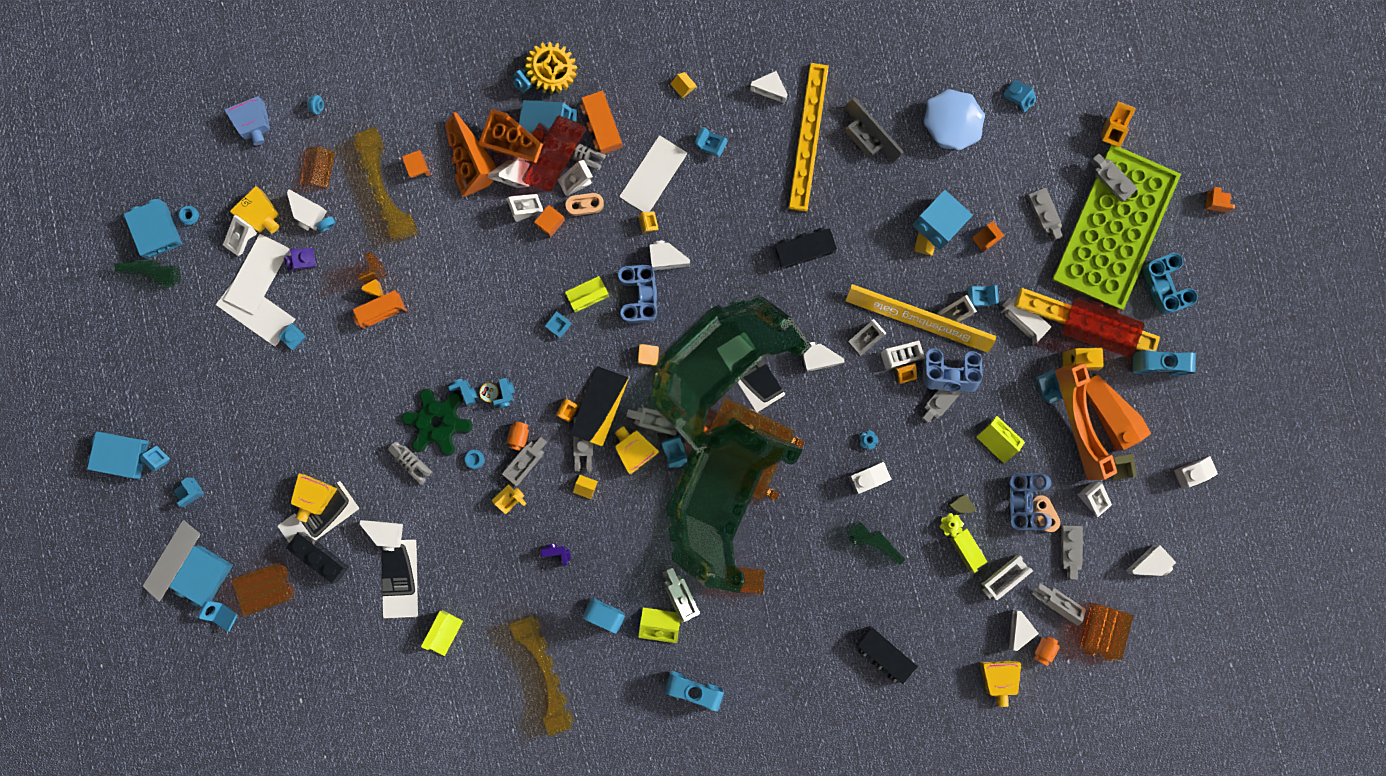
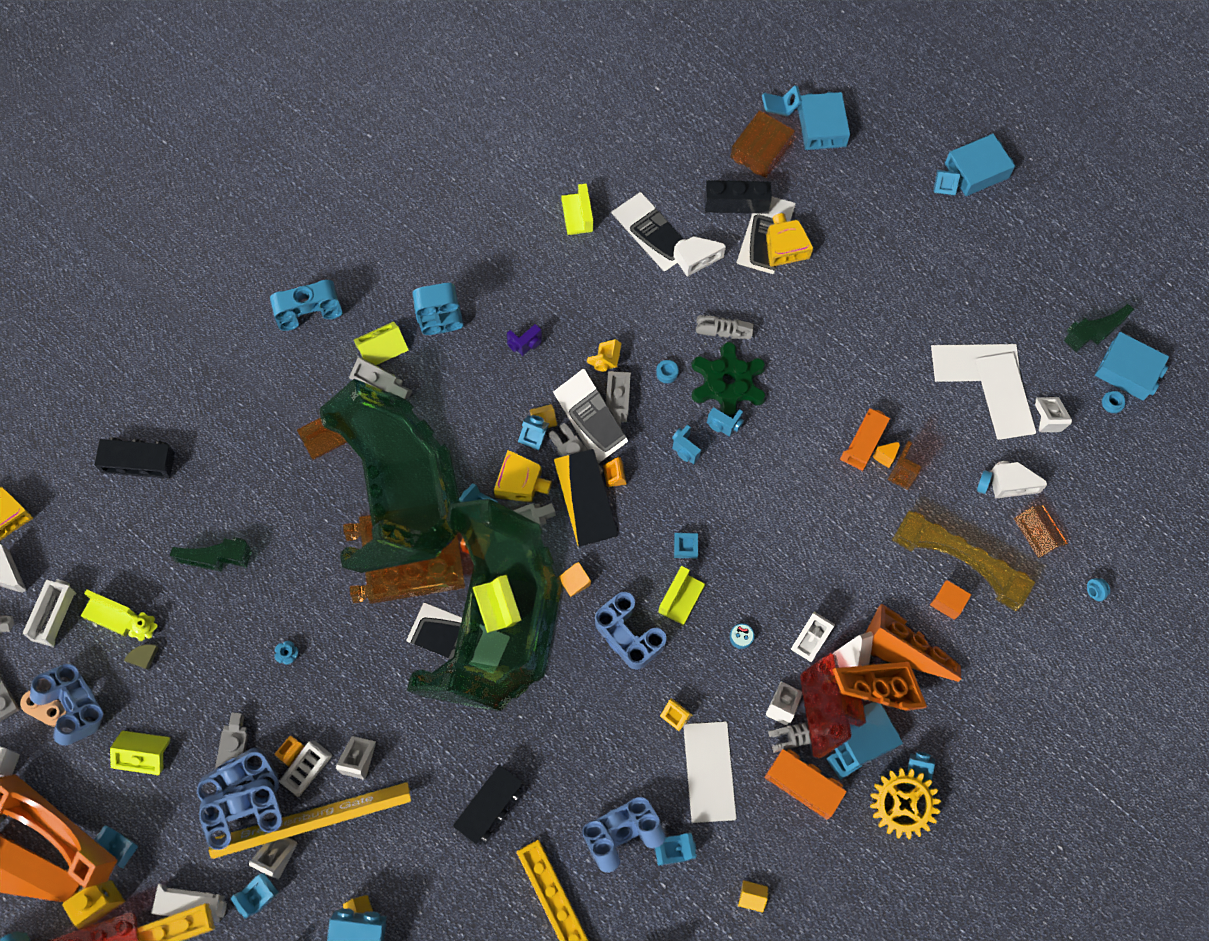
camera: 145 degrees right, 15 degrees down
(171, 560) = (858, 116): white sticker -> none
(188, 492) = (894, 177): dark azure panel -> none
(250, 119) = (1143, 528): medium blue torso -> none
(257, 211) = (1056, 448): yellow torso -> none
(292, 336) = (923, 362): dark azure plate -> none
(299, 259) = (978, 433): dark purple bracket -> none
(489, 392) = (701, 437): tile -> none
(517, 435) = (643, 416): orange brick -> none
(549, 221) = (775, 639): orange panel -> none
(553, 462) = (590, 415): none -> sticker
(557, 717) = (498, 257): clear yellow arch -> none
(568, 241) = (741, 636): none -> tile
(584, 202) = (754, 685): light nougat plate -> none
(601, 477) = (533, 431): none -> dark azure bracket
(666, 256) = (629, 690): white slope -> none
(711, 371) = (497, 604): none -> neon yellow panel
(733, 177) = (619, 827): none -> medium blue beam
(820, 357) = (393, 700): white slope -> none
(869, 478) = (259, 613): white slope -> none
(961, 353) = (237, 803): none -> medium blue beam

